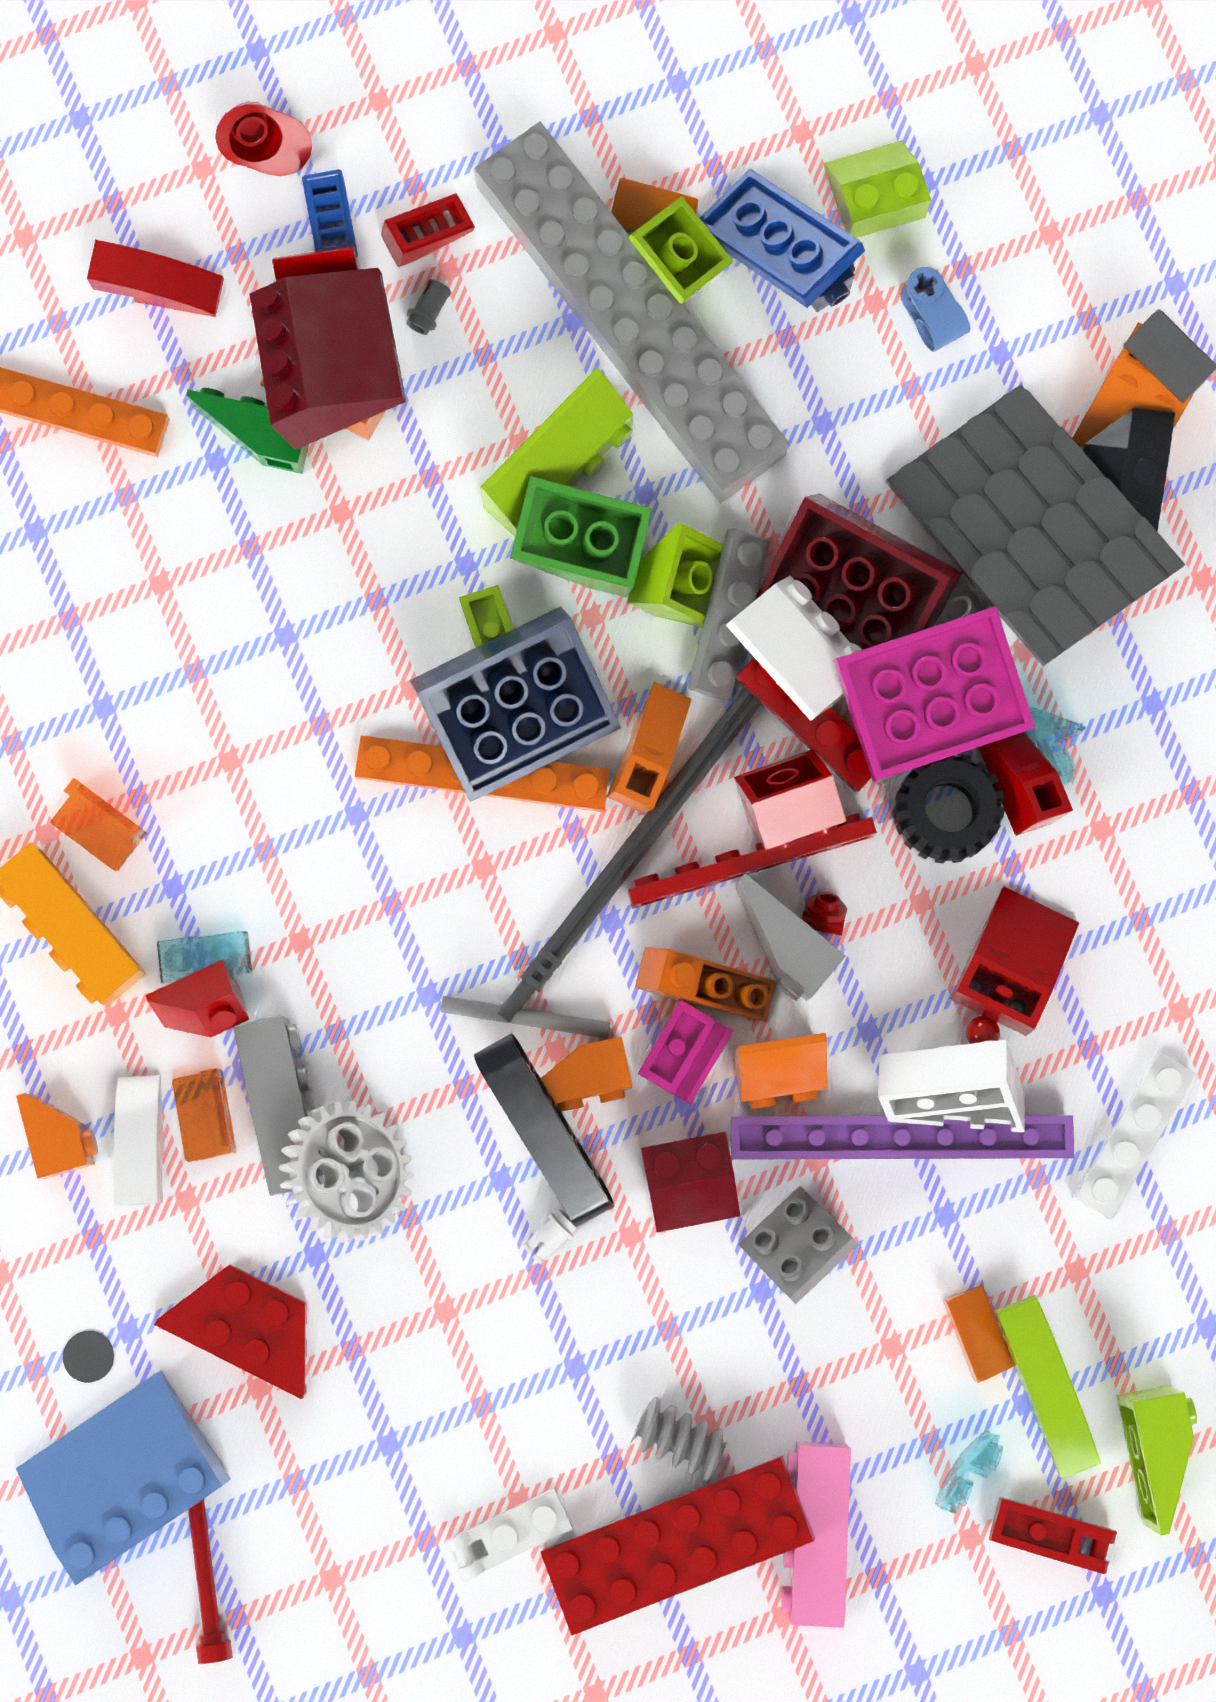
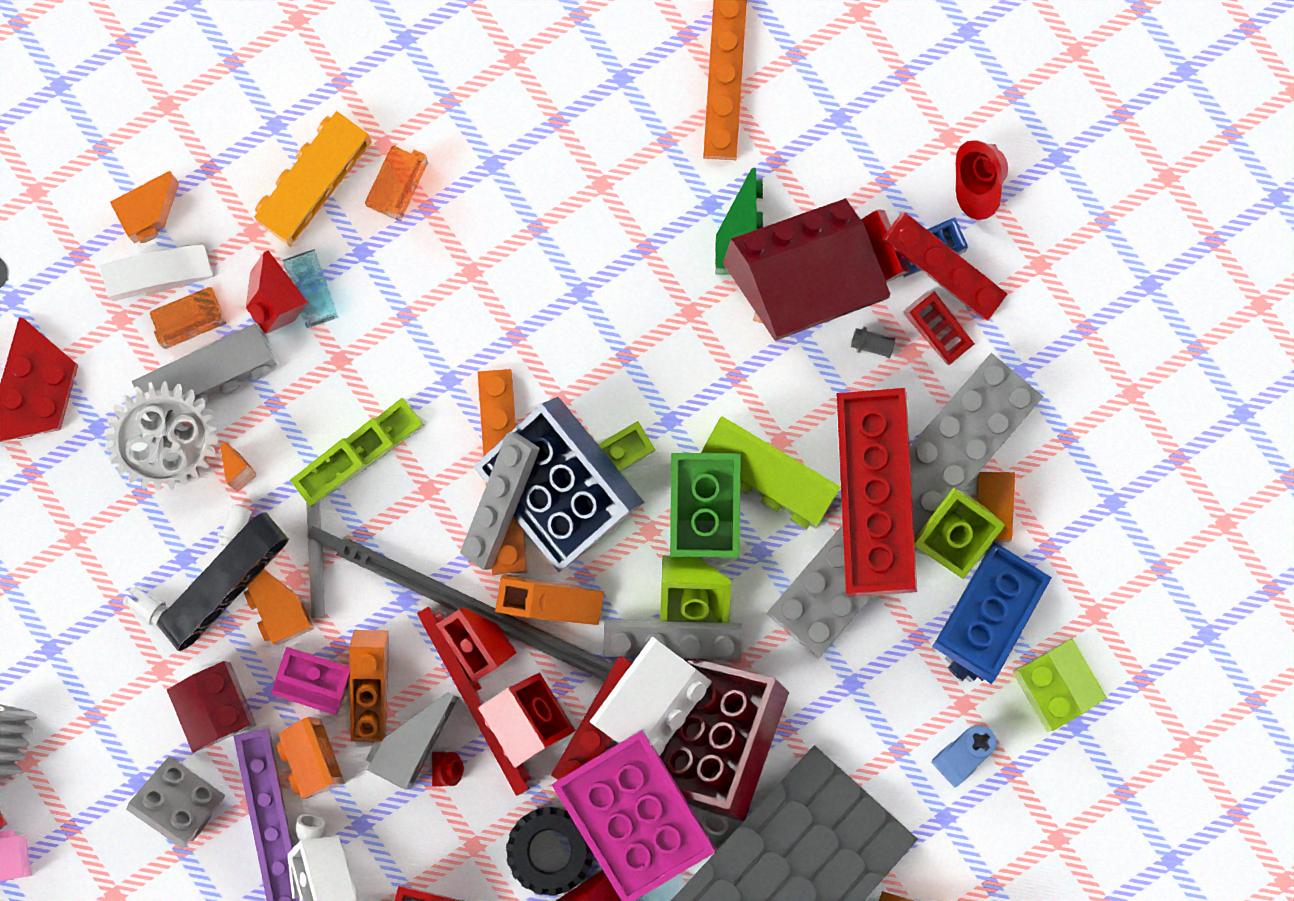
camera: 80 degrees right, 0 degrees up
(154, 279) = (844, 121): red slope -> none
(357, 200) = (944, 266): none -> red plate
(405, 1085) = (236, 468): none -> orange slope
(419, 941) = (356, 452): none -> lime slope
(477, 1108) = (235, 523): none -> white pin
(520, 776) = (499, 500): none -> light grey plate
(612, 329) = (876, 492): none -> red plate
(684, 841) = (476, 642): none -> red slope
(860, 1090) = (309, 826): none -> white hinge

